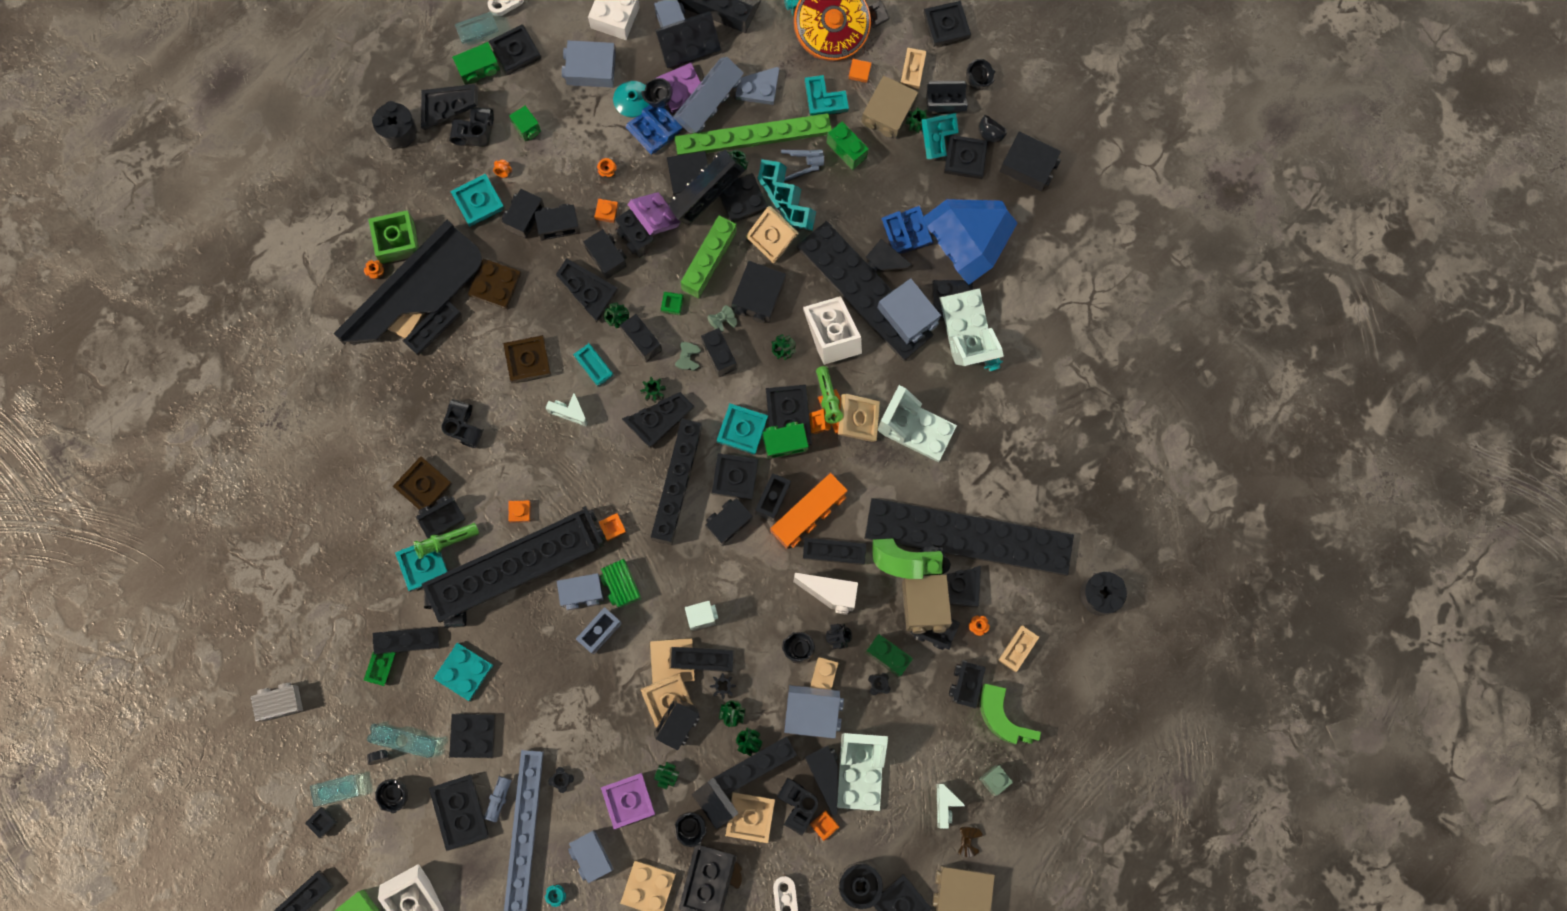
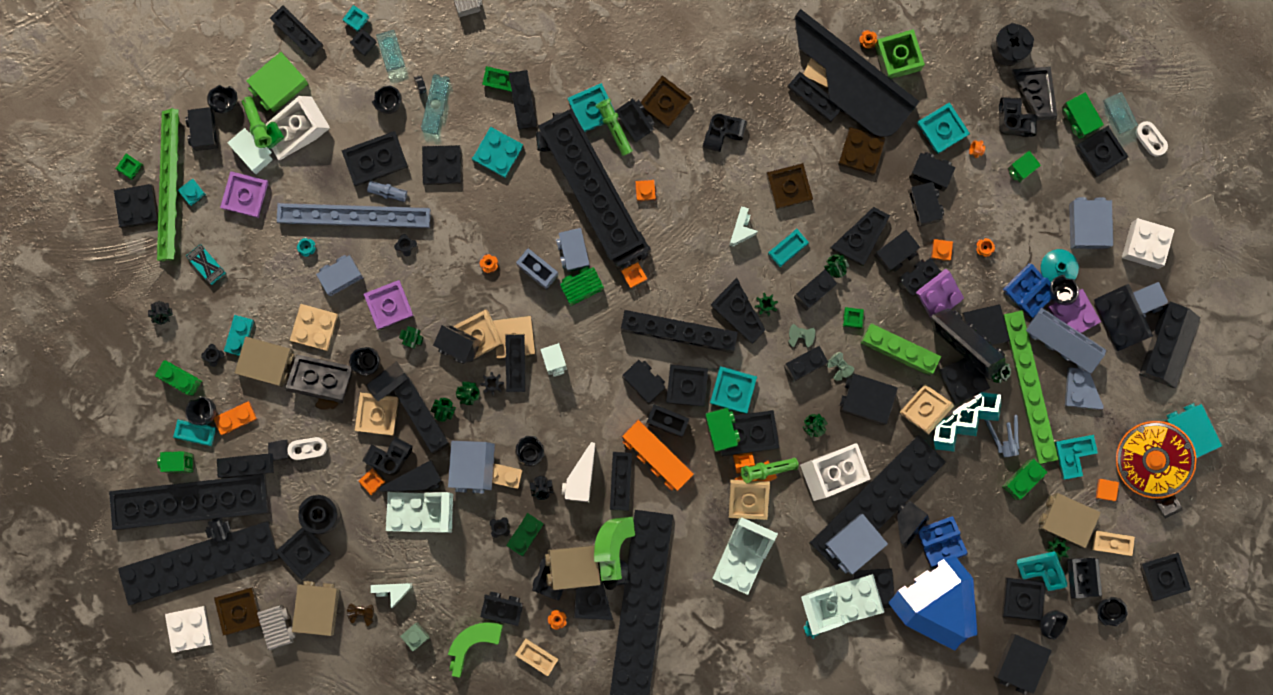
camera: 90 degrees right, 5 degrees up
(291, 830) = (355, 18): none -> teal plate
(582, 686) = (489, 268): none -> orange plate

